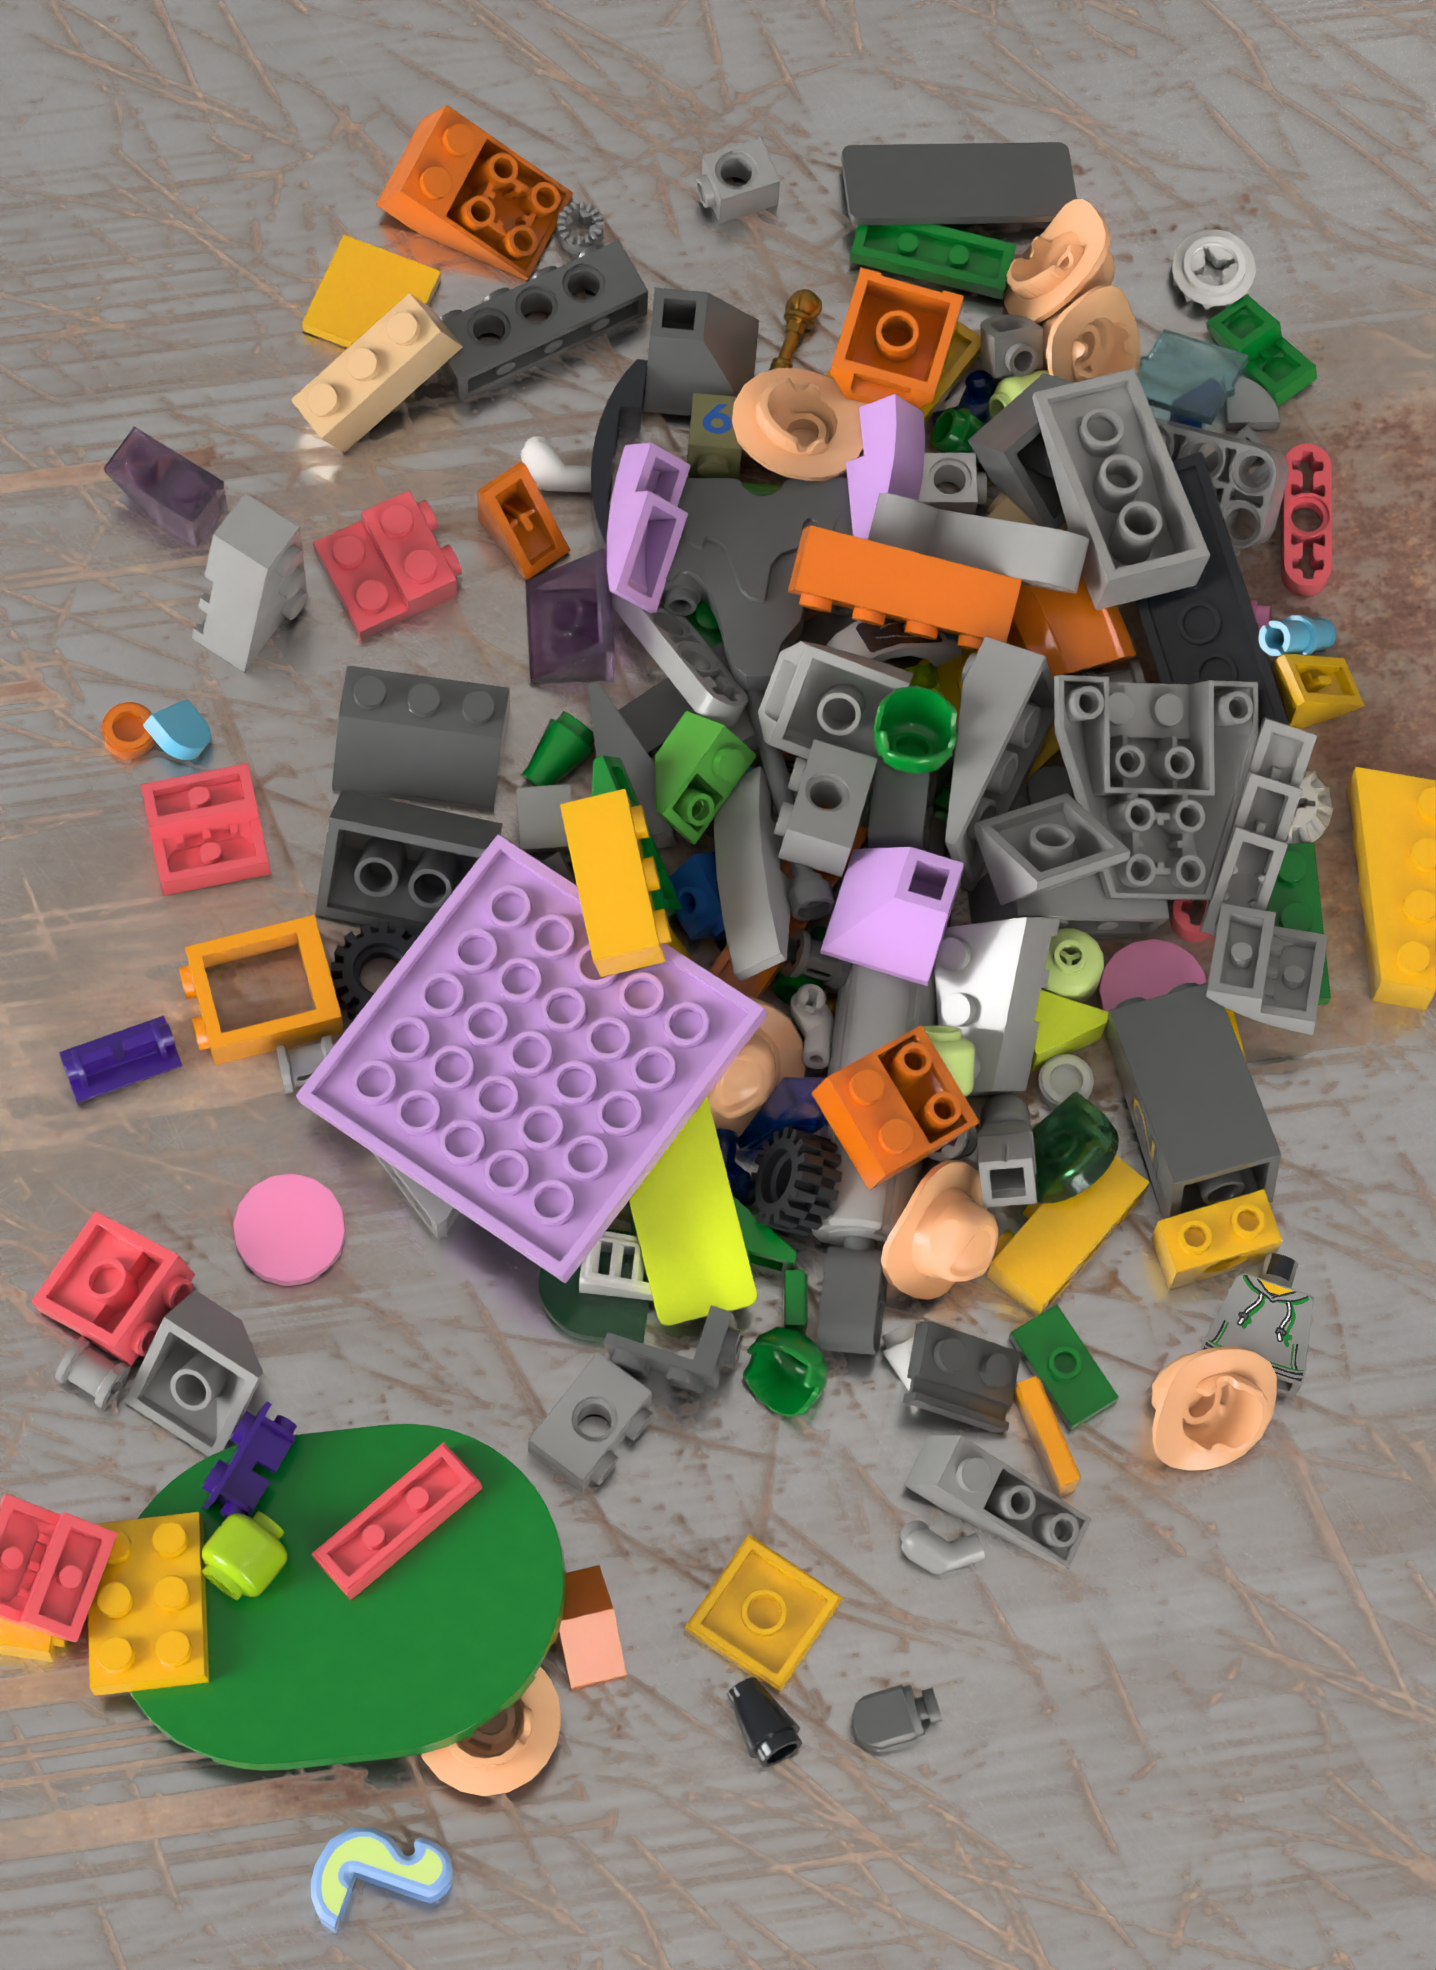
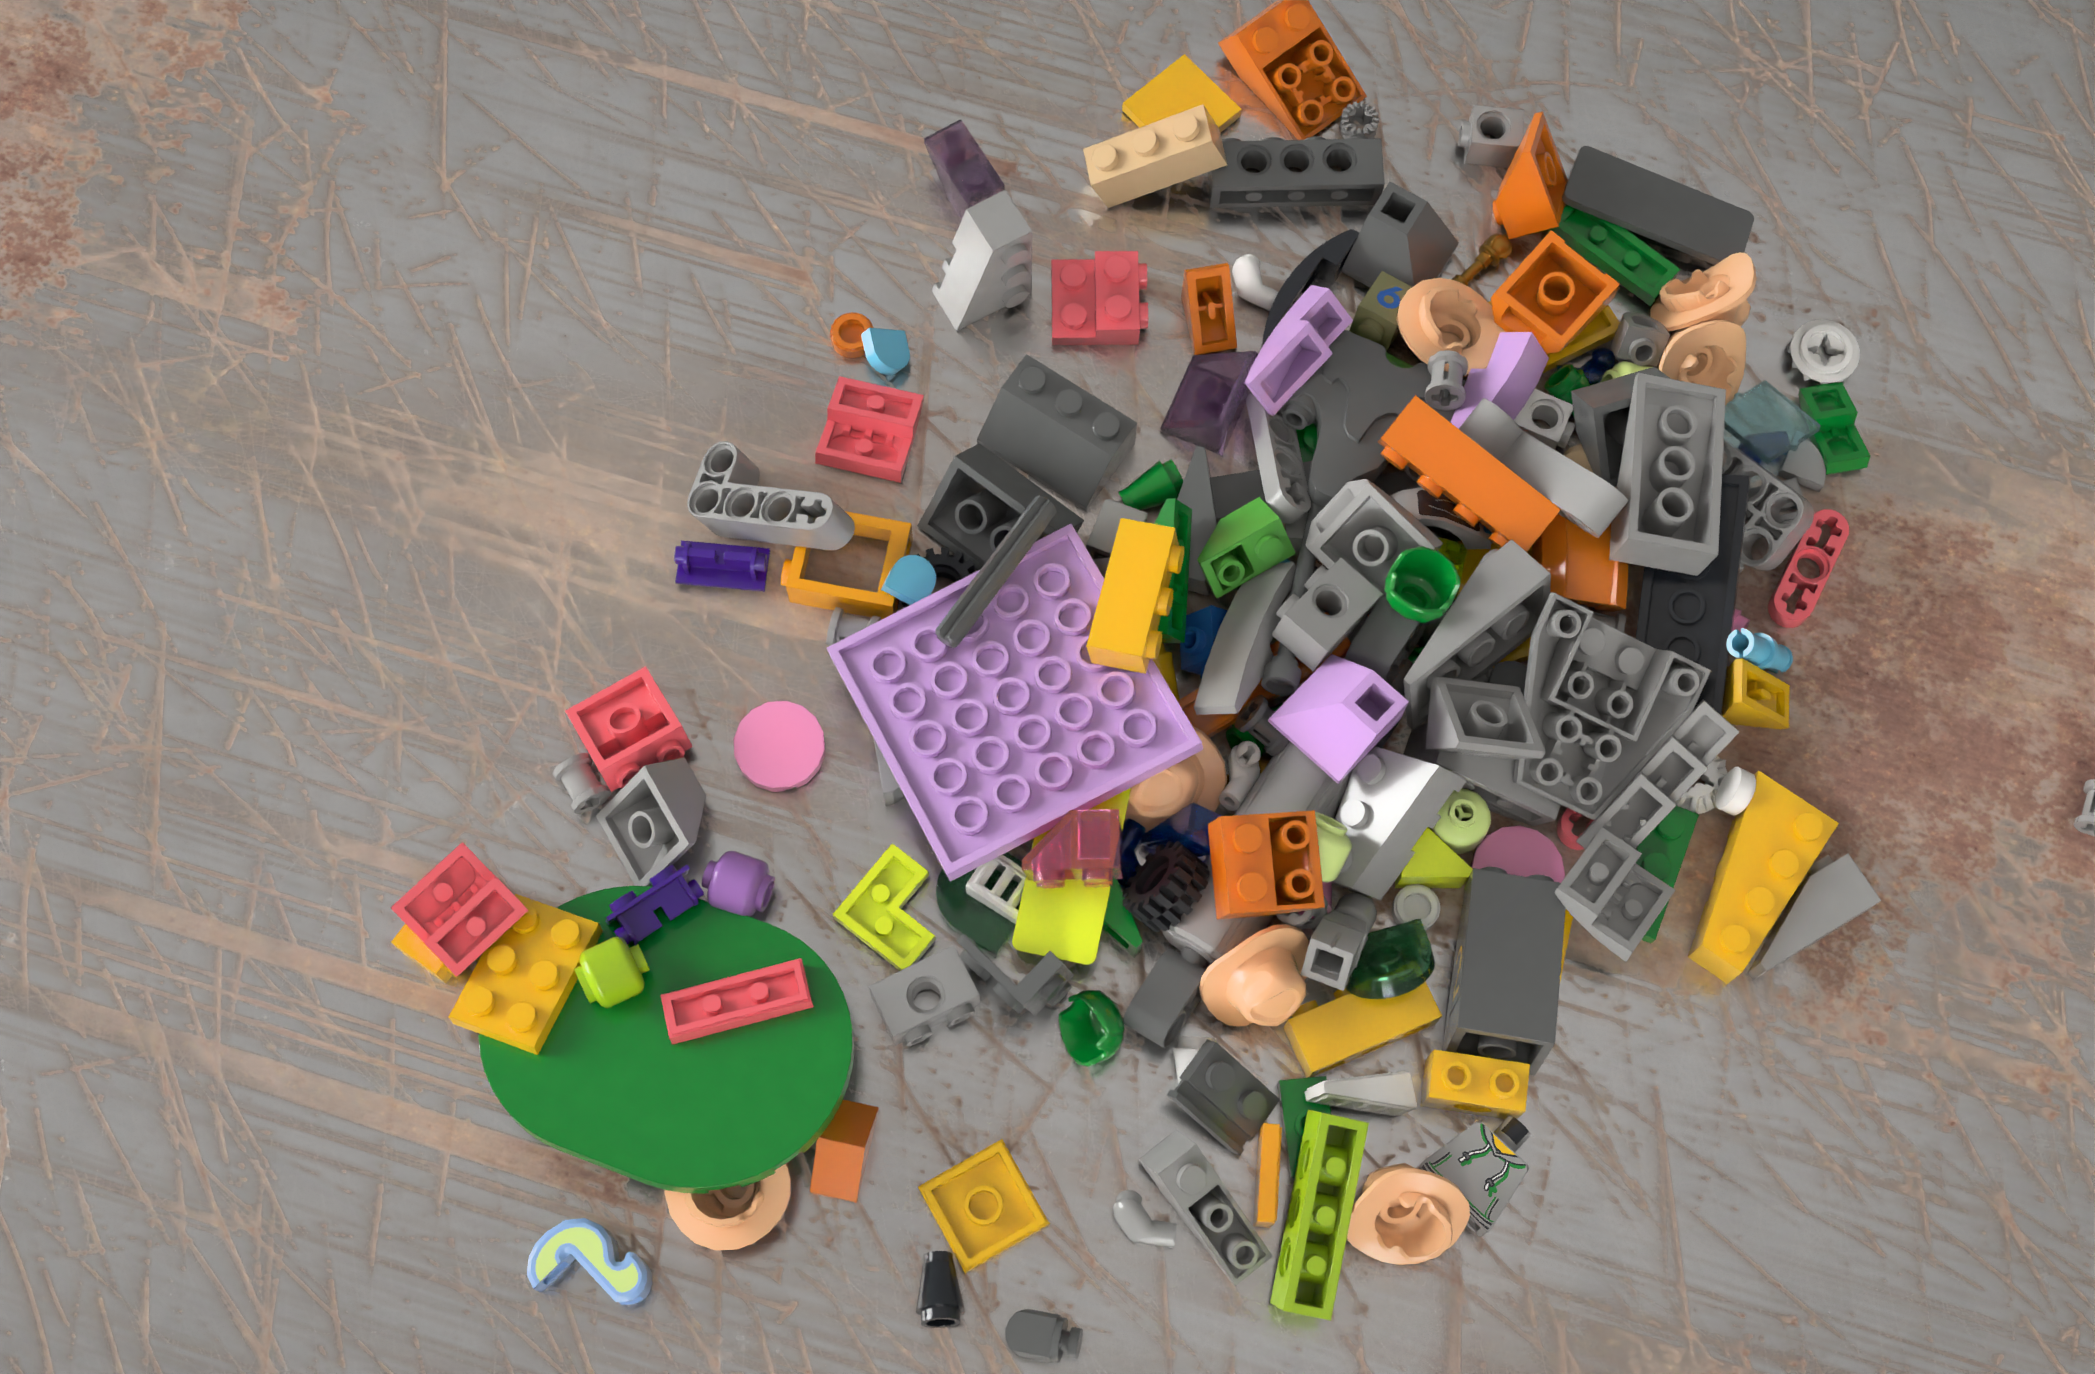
camera: 30 degrees right, 0 degrees up
(152, 966) = (734, 506): none -> light grey beam
(326, 1398) = (738, 883): none -> medium lavender head
(348, 978) = (910, 579): none -> medium azure tile
(444, 925) = (995, 571): none -> dark grey axle
(489, 1358) = (876, 912): none -> neon yellow plate
(693, 1179) = (1078, 847): none -> clear pink slope
(795, 1300) = (1124, 978): green tile -> none
(811, 220) = (1533, 184): none -> orange slope
(827, 489) = (1446, 380): none -> light grey bush
(1121, 1296) = (1377, 1093): none -> white slope
(1121, 1447) = (1319, 1215): none -> lime brick
(1341, 800) = (1735, 791): none -> white tile

